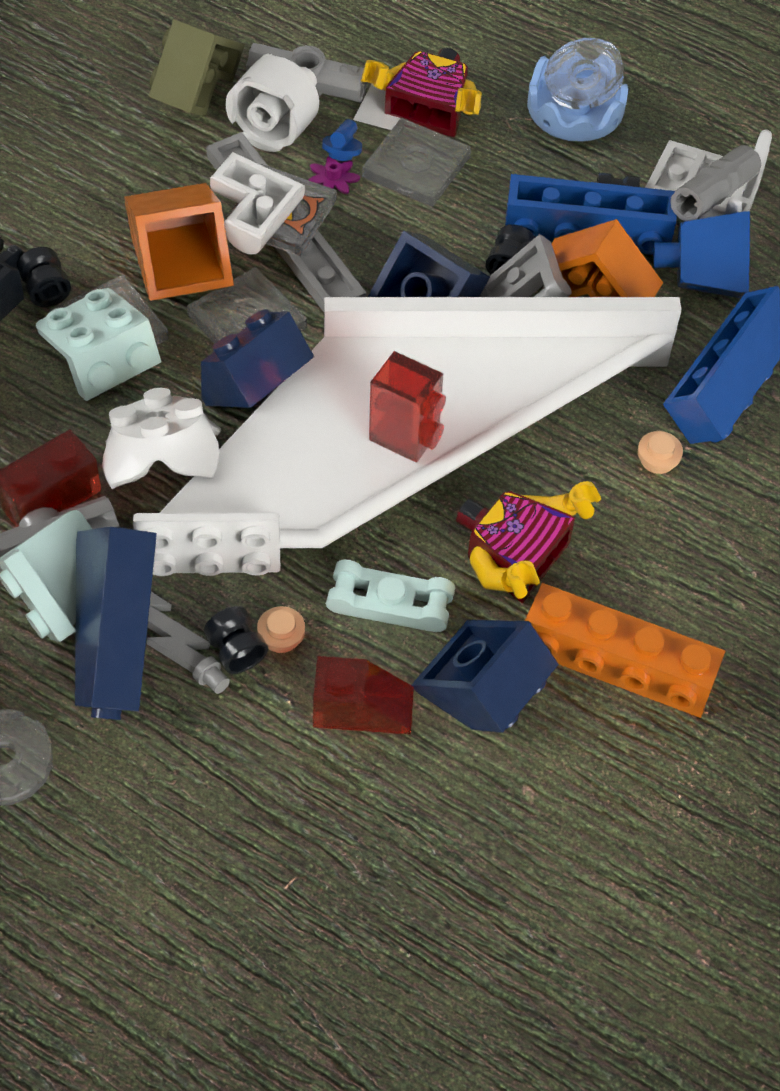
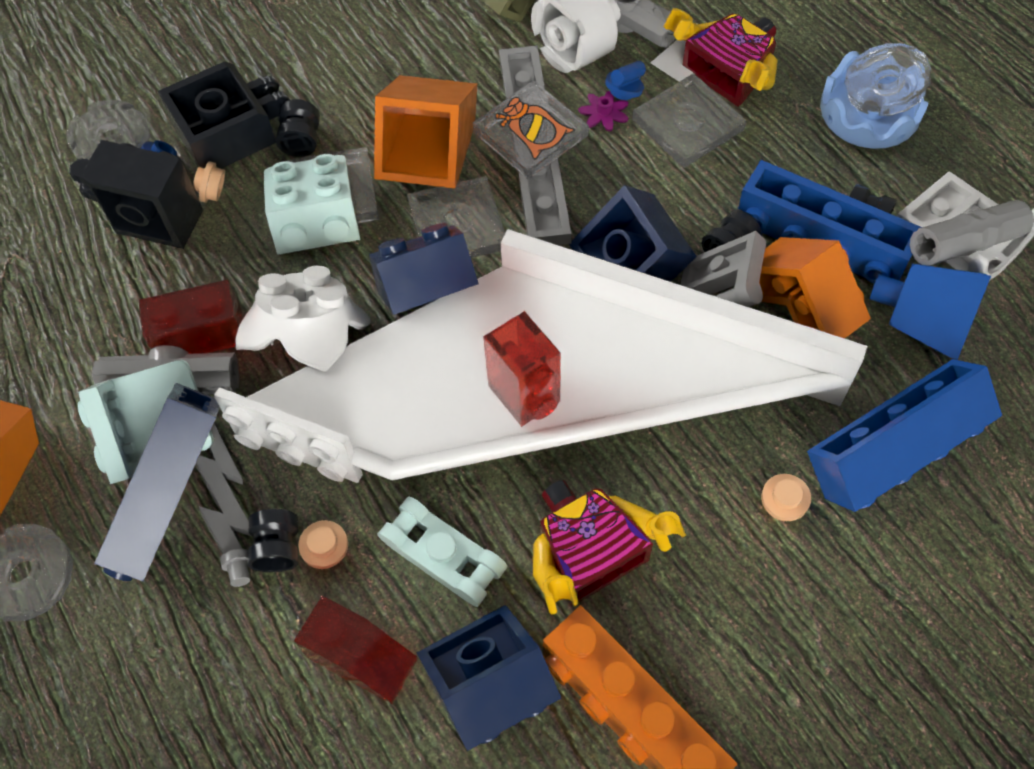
camera: 30 degrees right, 5 degrees up
(262, 200) = (509, 115): white brick -> none

